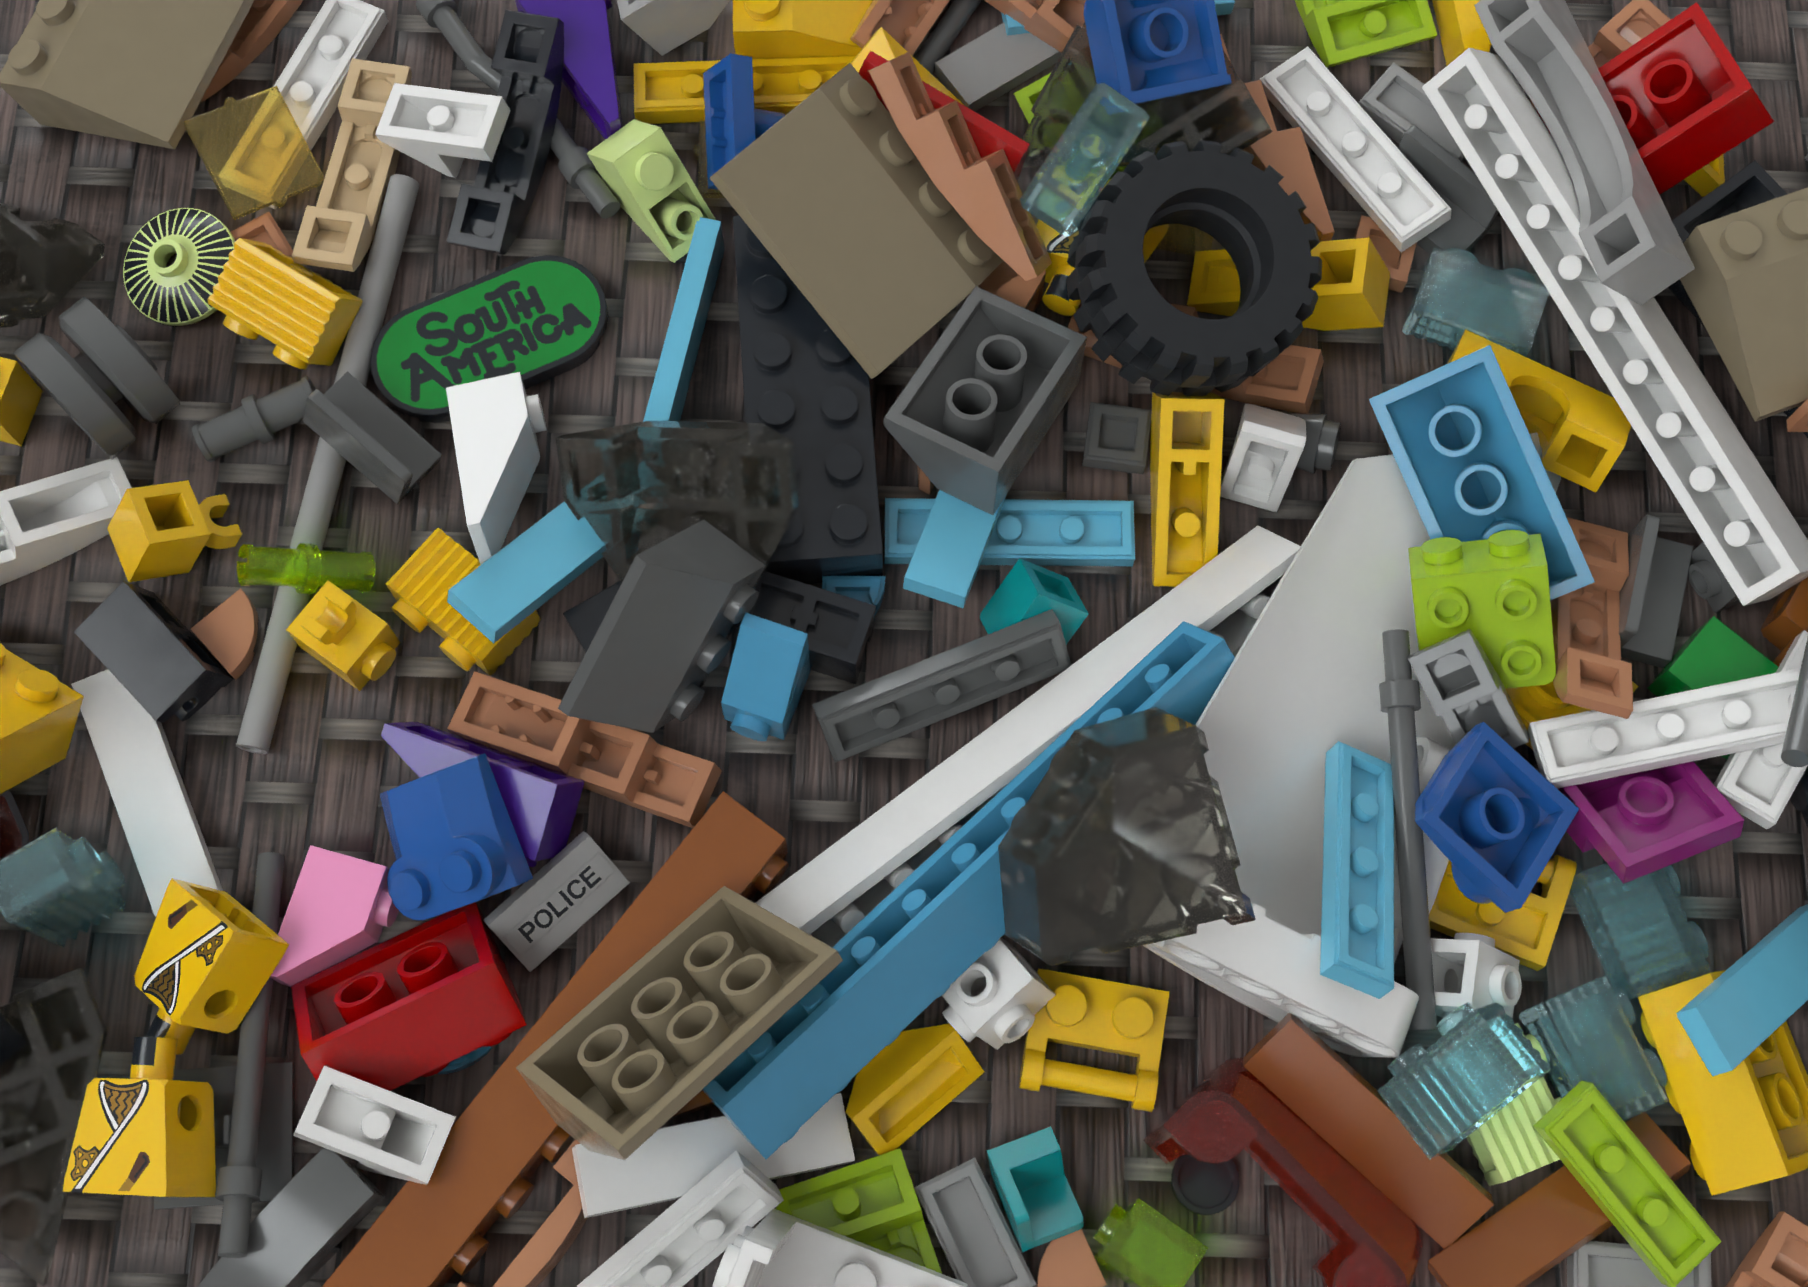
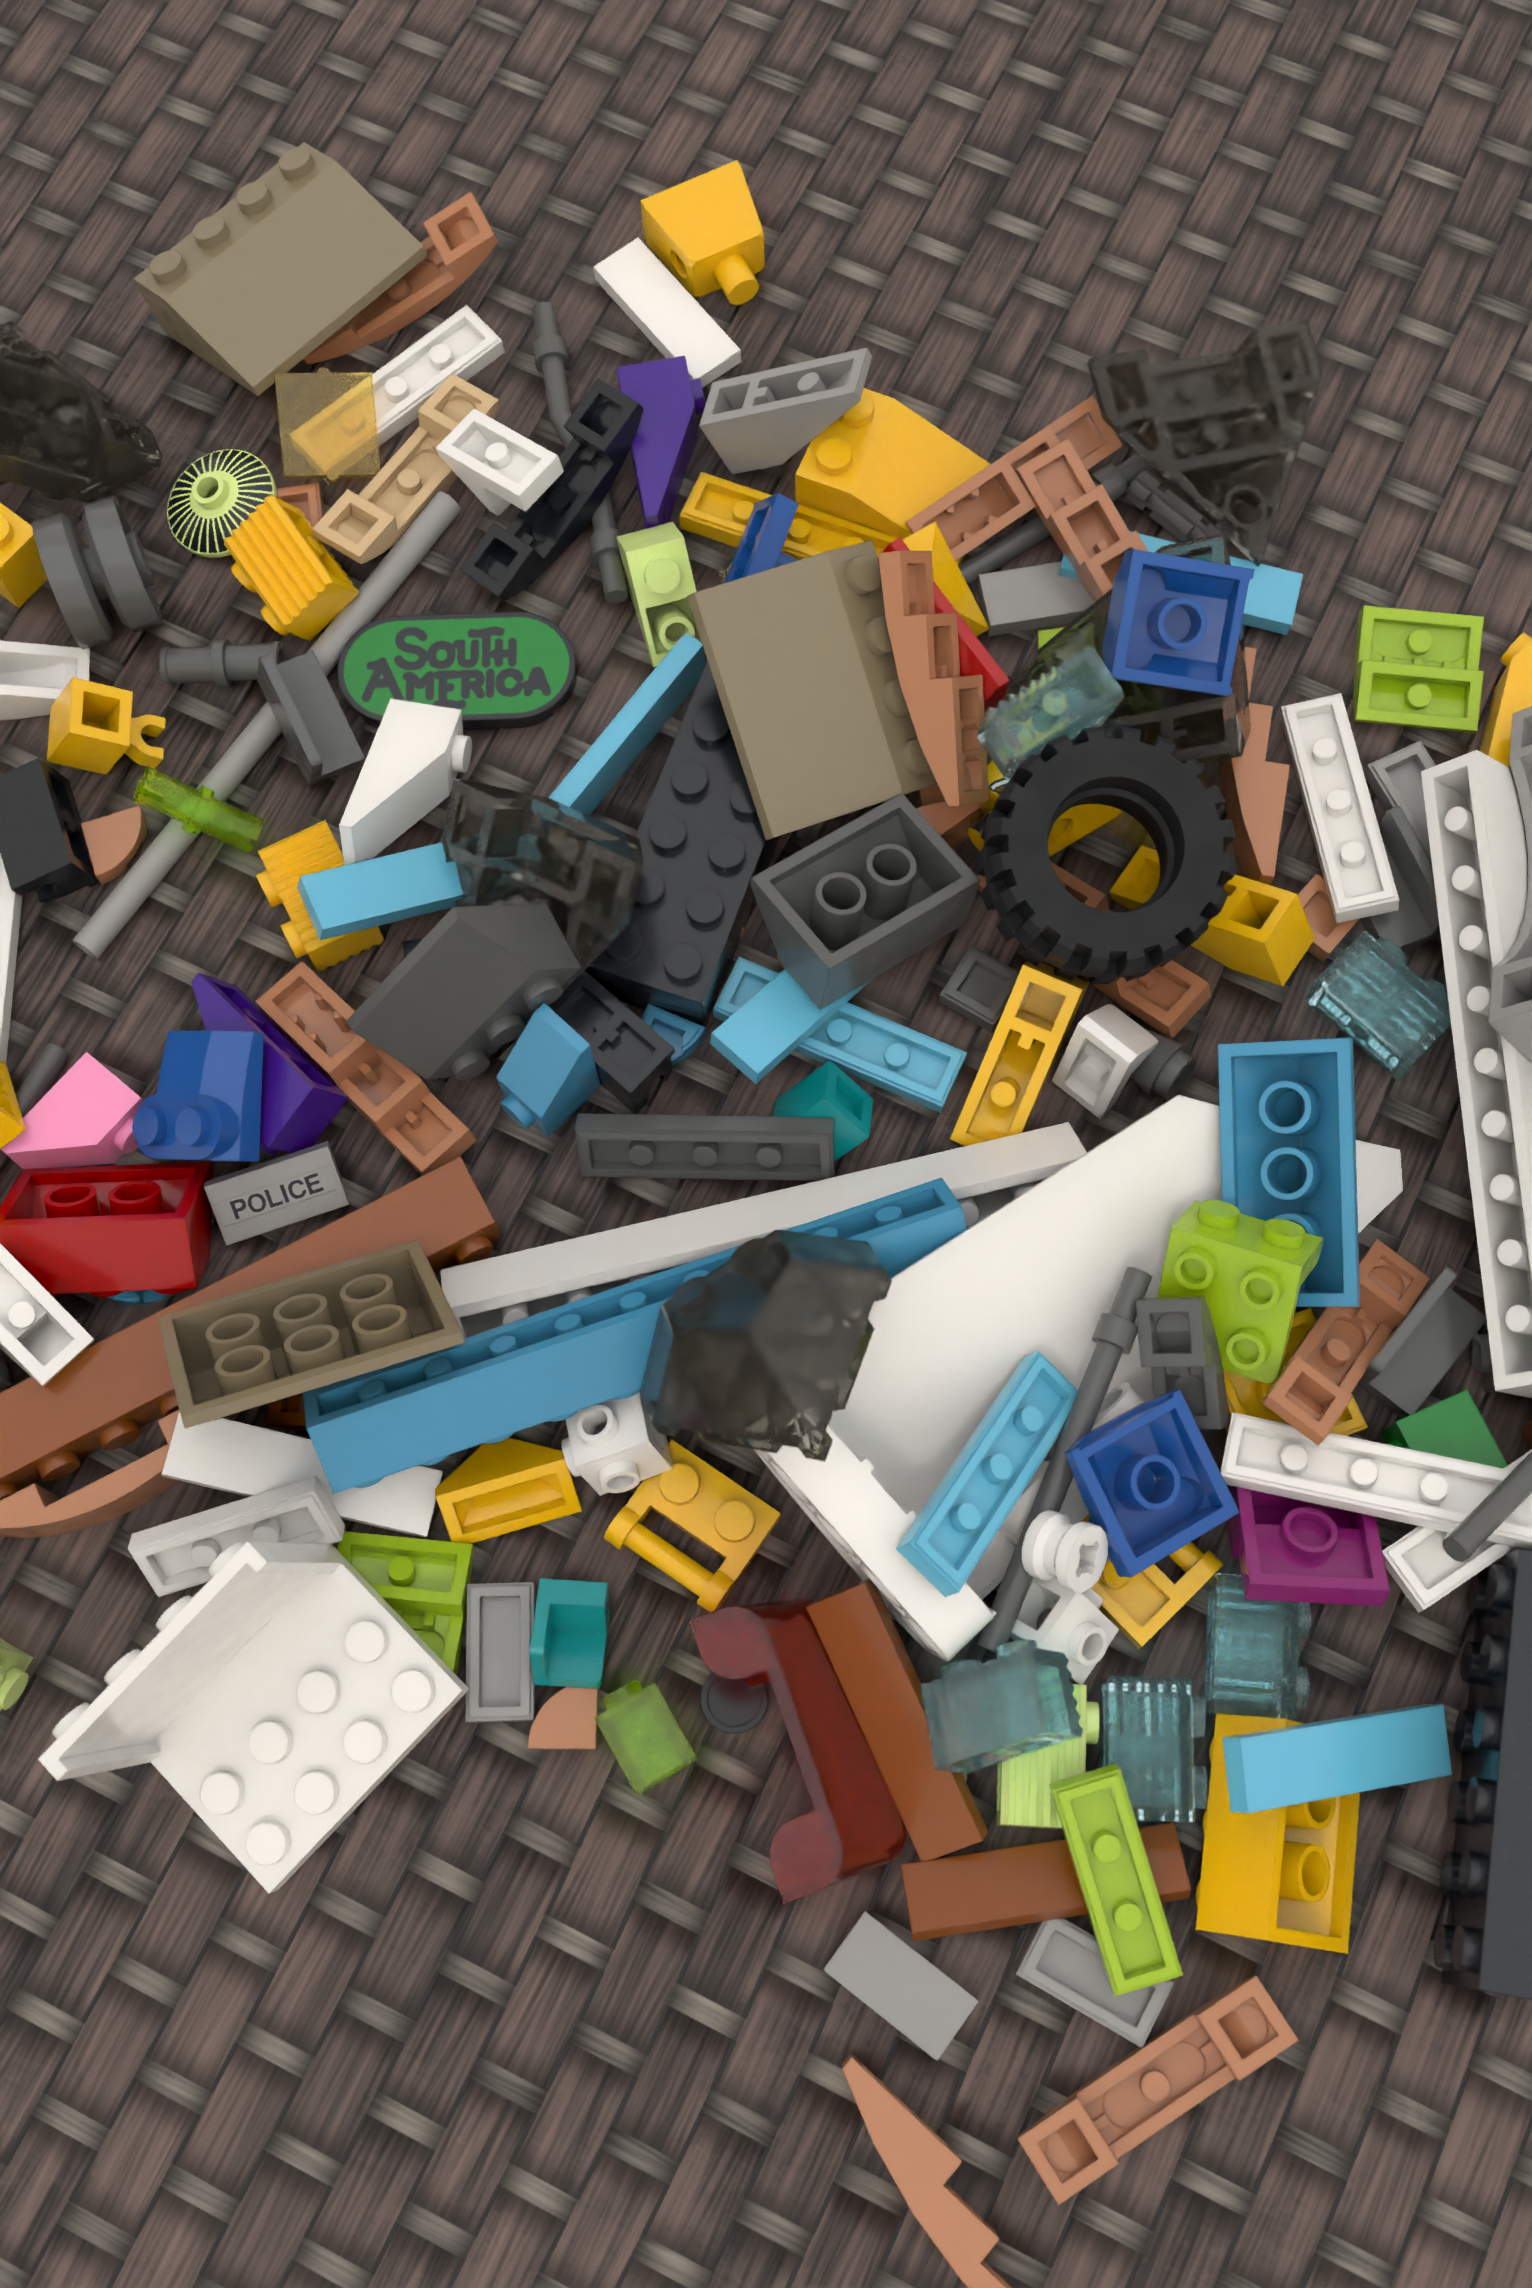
camera: 30 degrees right, 0 degrees up
(345, 636) = (205, 884): yellow brick -> none
(1452, 910) = (1065, 1551): none -> white wheel
(1575, 424) = (1425, 1146): yellow arch -> none

